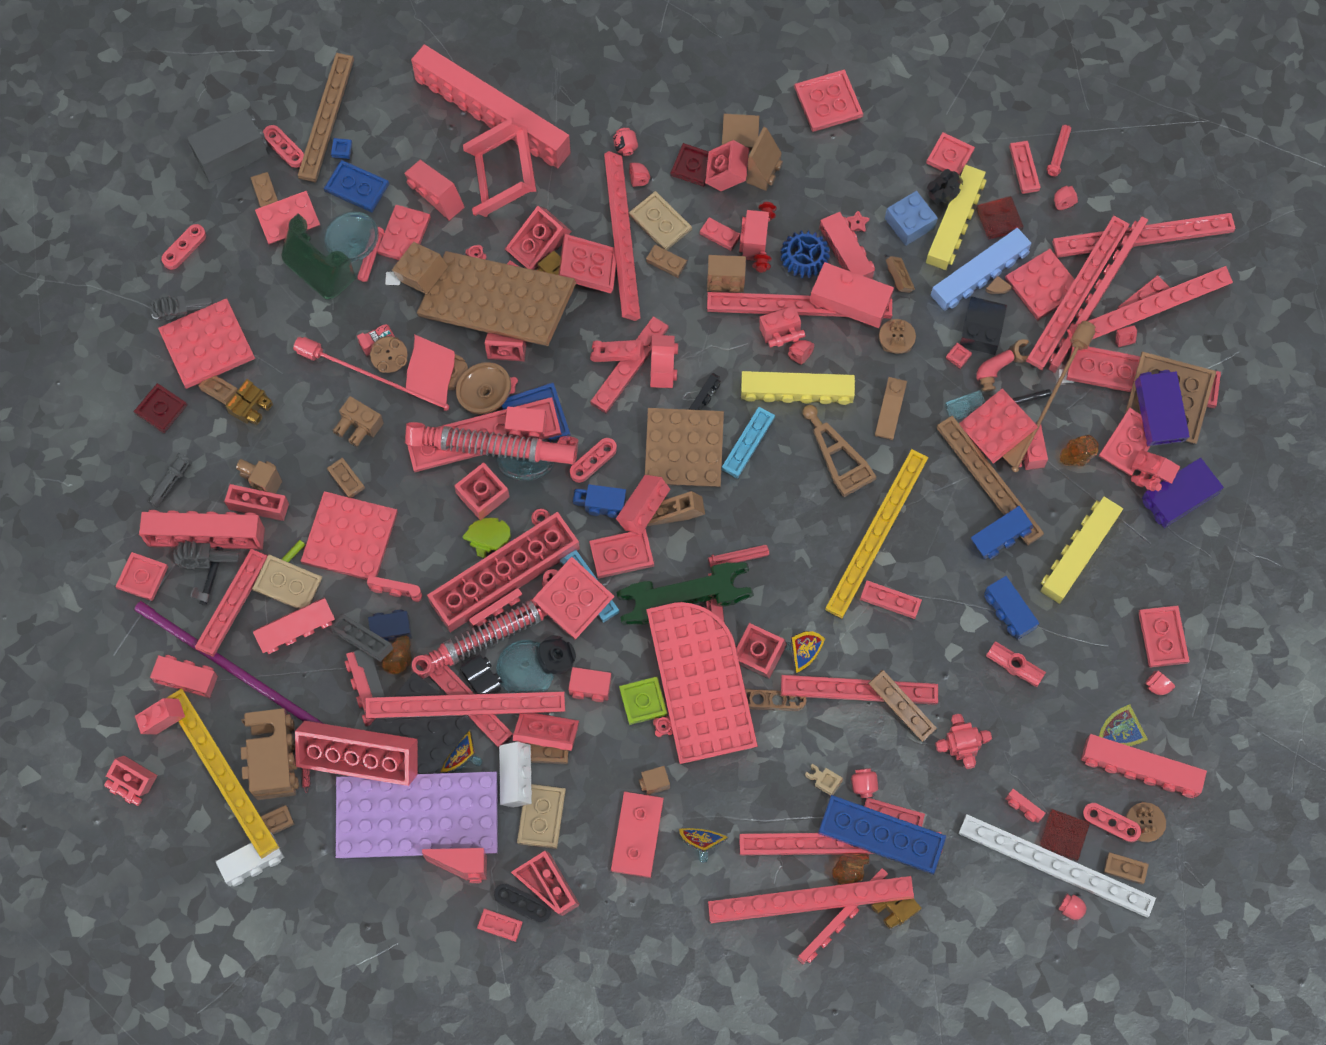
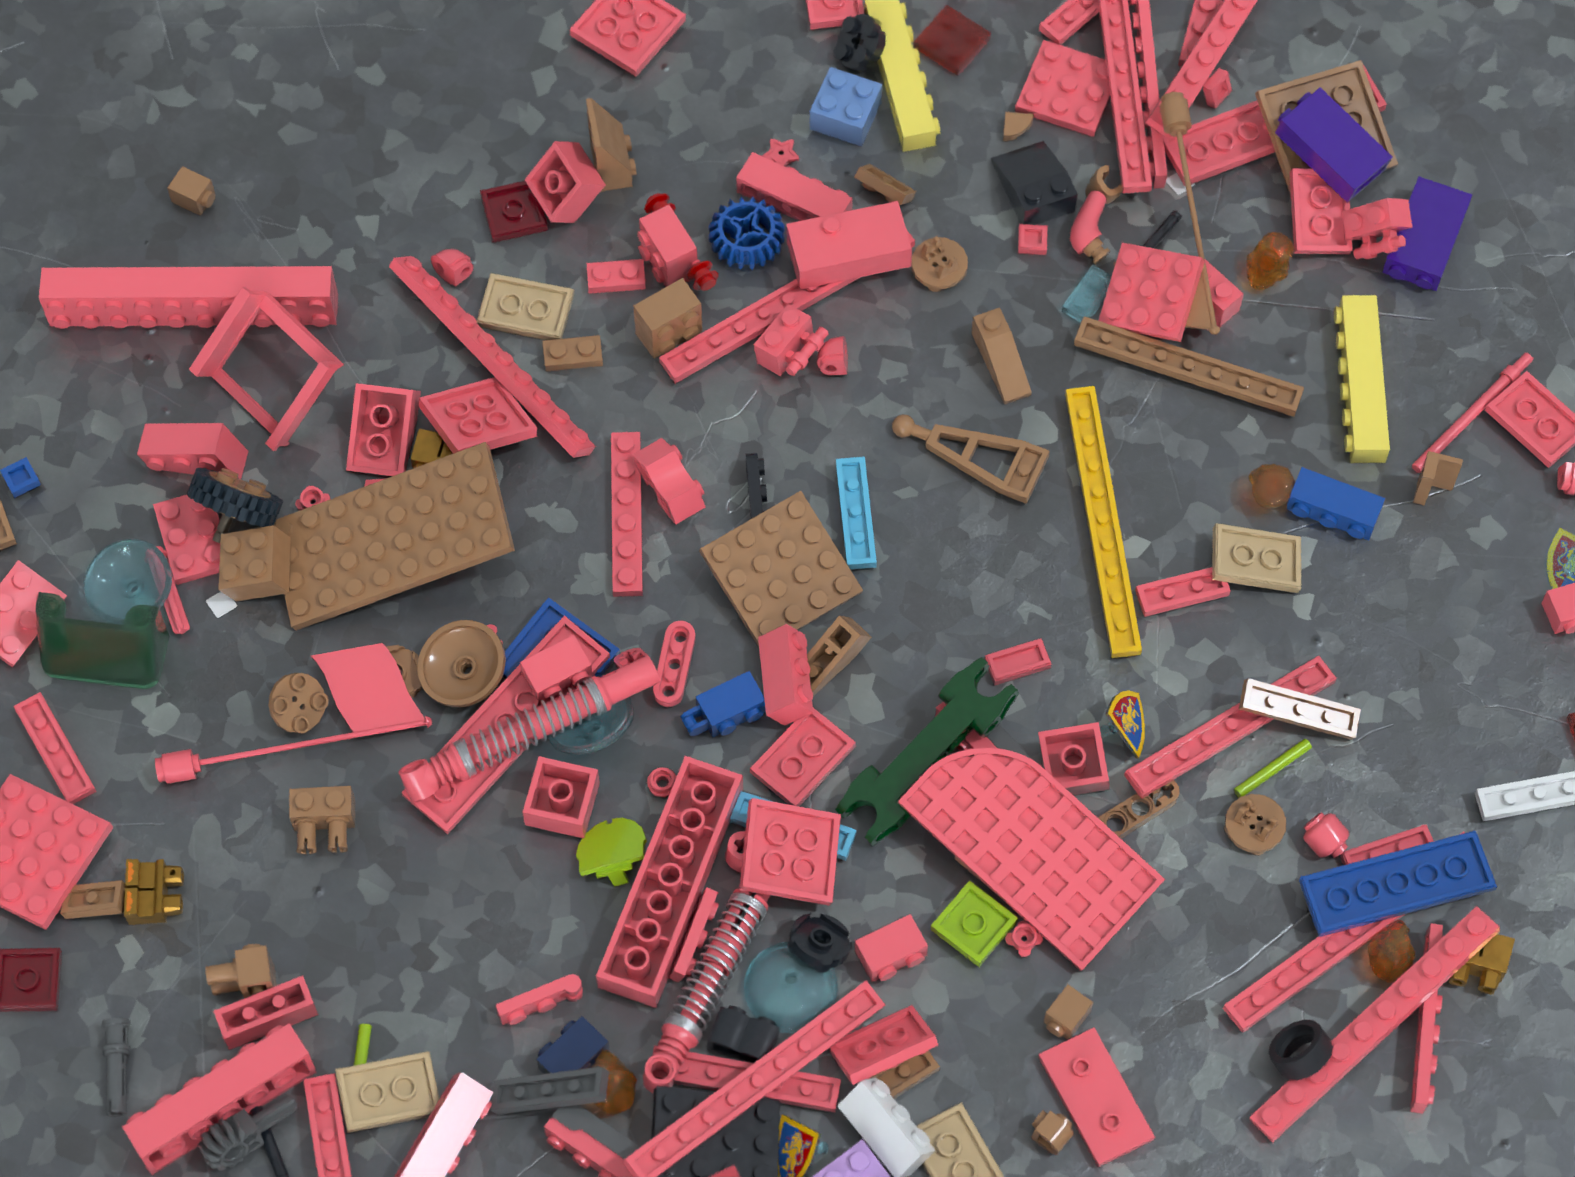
camera: 35 degrees left, 5 degrees down
(257, 299) = (54, 748): none -> coral tile
(345, 478) = (361, 902): medium nougat plate -> none
(349, 536) = (423, 975): coral plate -> none
(356, 186) = (78, 514): blue tile -> none
(368, 339) = (255, 703): coral leg -> none
(432, 227) = (234, 499): none -> black wheel
(504, 348) = (448, 594): coral slope -> none
(535, 50) = (191, 191): none -> medium nougat brick
(599, 835) = (1052, 1131): none -> medium nougat plate
(617, 350) = (598, 505): coral plate -> none
(625, 141) = (404, 234): coral head -> none
(701, 840) = (1184, 1046): shield -> none
(739, 556) = (952, 664): coral axle -> none
(740, 128) = (540, 128): medium nougat tile -> none
(759, 894) = (1308, 1061): none -> black tyre
(773, 578) = (1018, 661): none -> coral tile
(797, 387) = (865, 404): light yellow brick -> none
(825, 781) = (1279, 866): tan plate -> none
(835, 759) = (1244, 814): none -> medium nougat plate
(866, 727) = (1272, 768): none -> lime bar
(944, 609) = (1256, 558): none -> tan tile
(963, 741) = (1405, 702): coral piece -> none
(981, 269) = (980, 117): light blue brick -> none
(983, 574) = (1271, 485): none -> clear orange head
(1002, 533) = (1257, 419): blue brick -> none
(1019, 802) = (1529, 731): coral plate -> none
(1026, 671) = (1411, 568): coral piece -> none
(1078, 626) = (1437, 471): none -> medium nougat panel
(1165, 602) = (1507, 377): none -> coral bar

